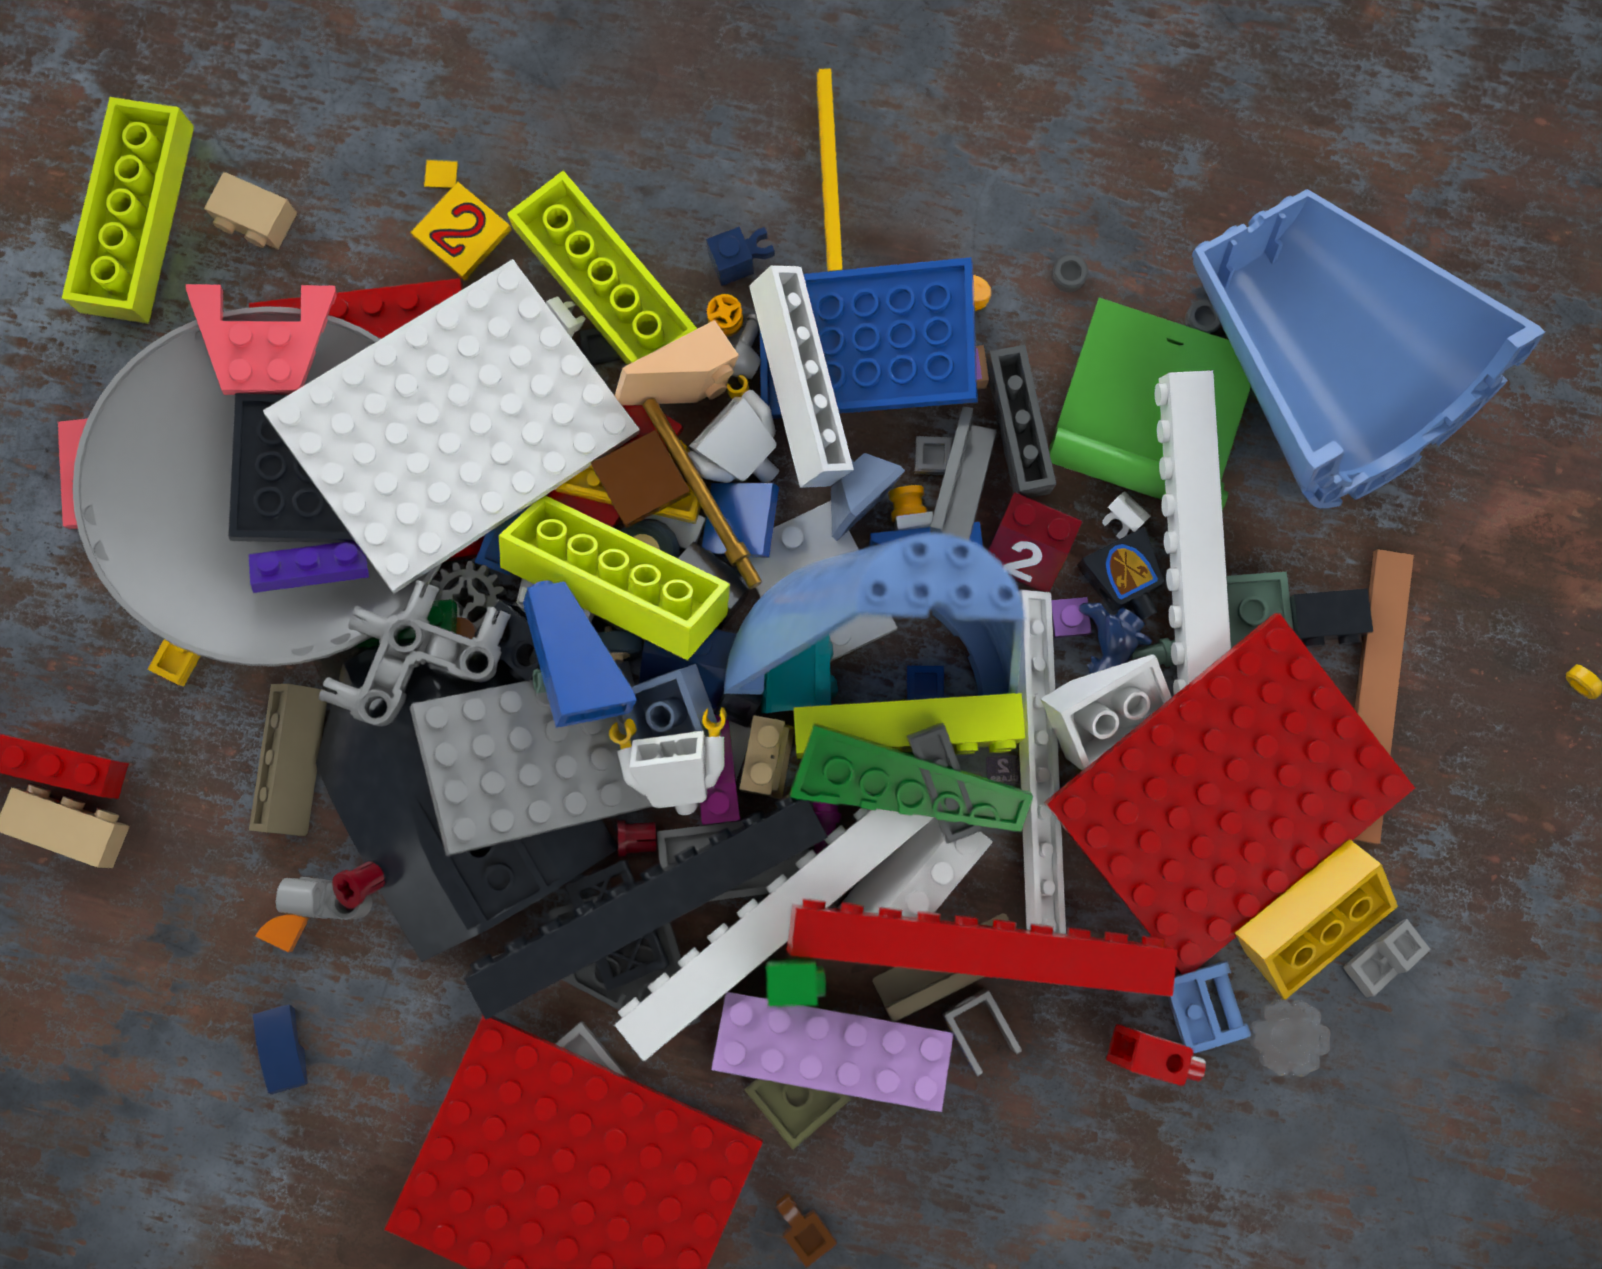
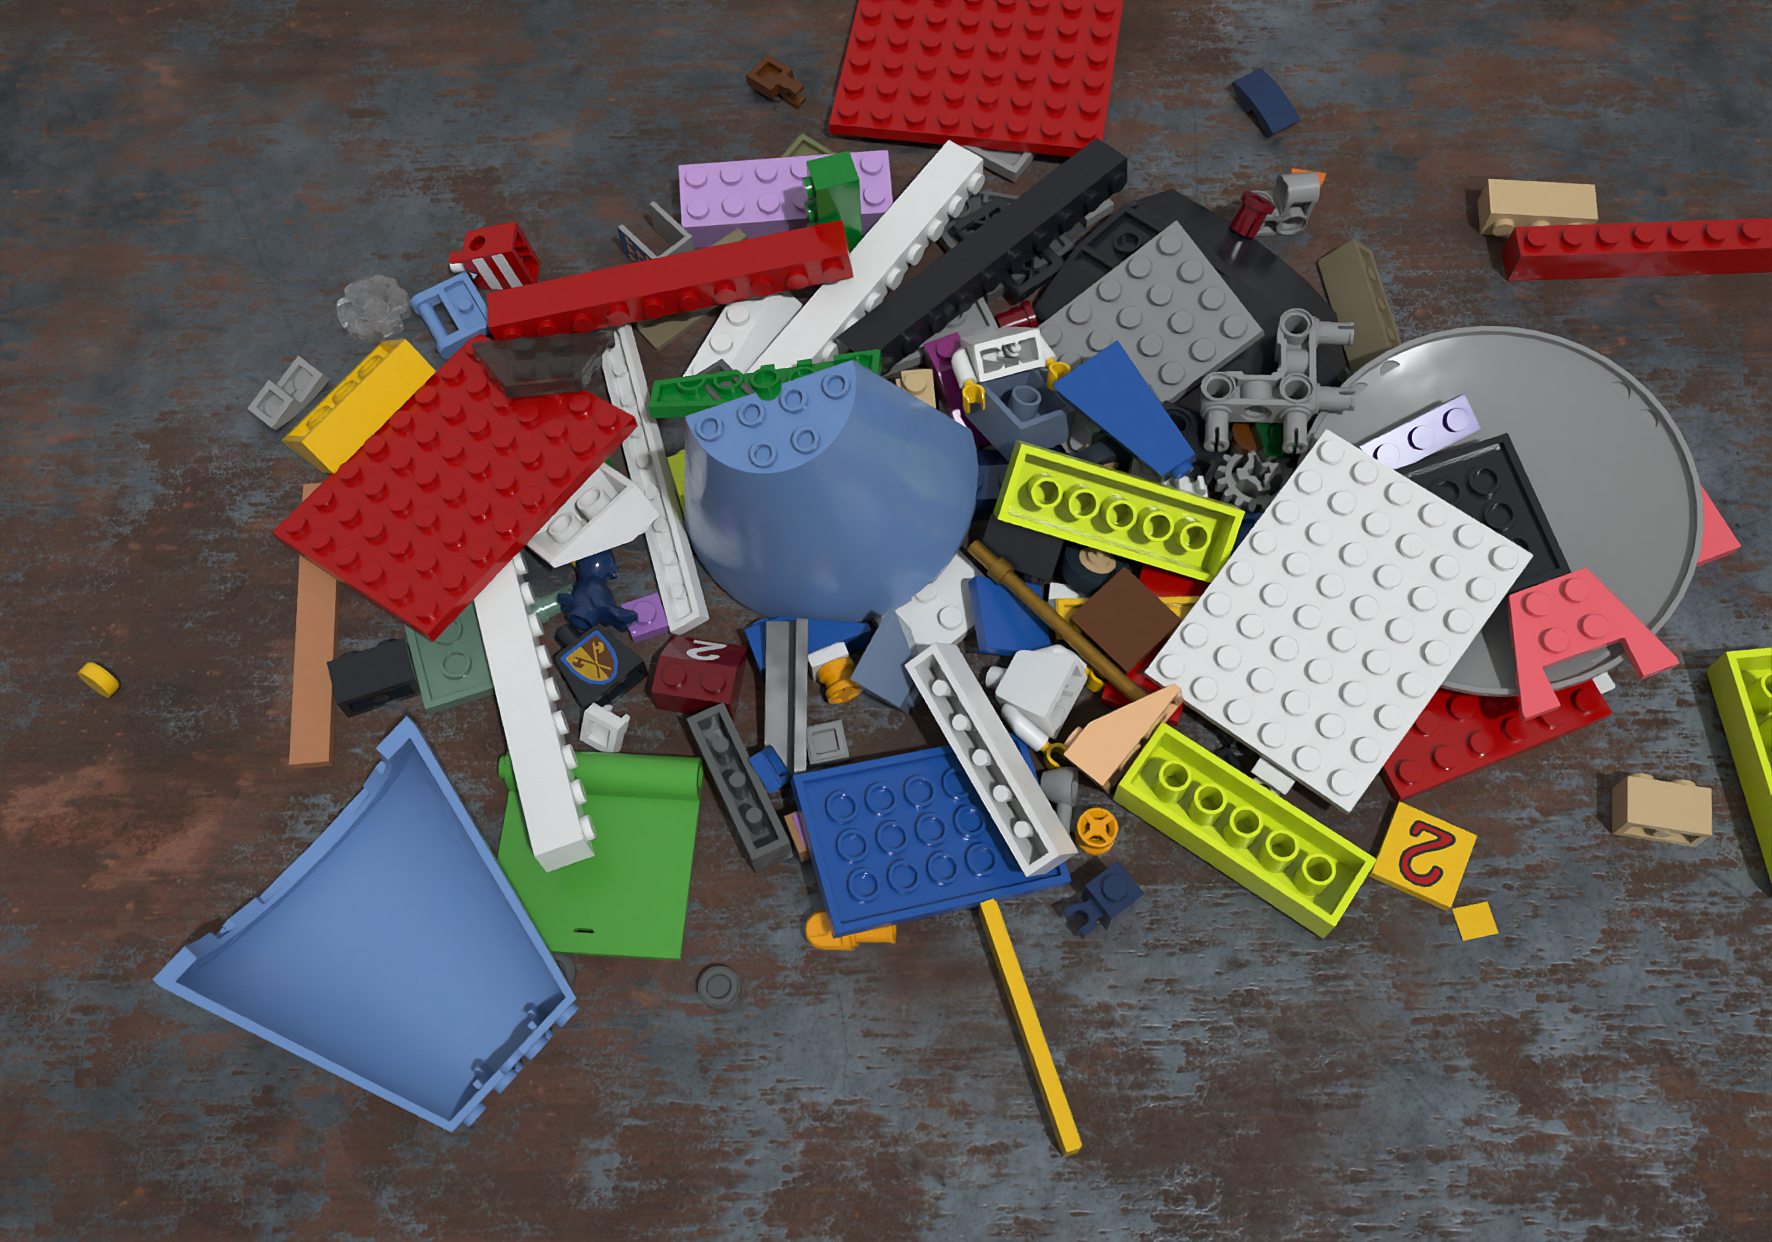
camera: 165 degrees right, 15 degrees down
(991, 426) = (770, 768): none -> blue tile
(1125, 898) = (544, 363): none -> clear smoke wing

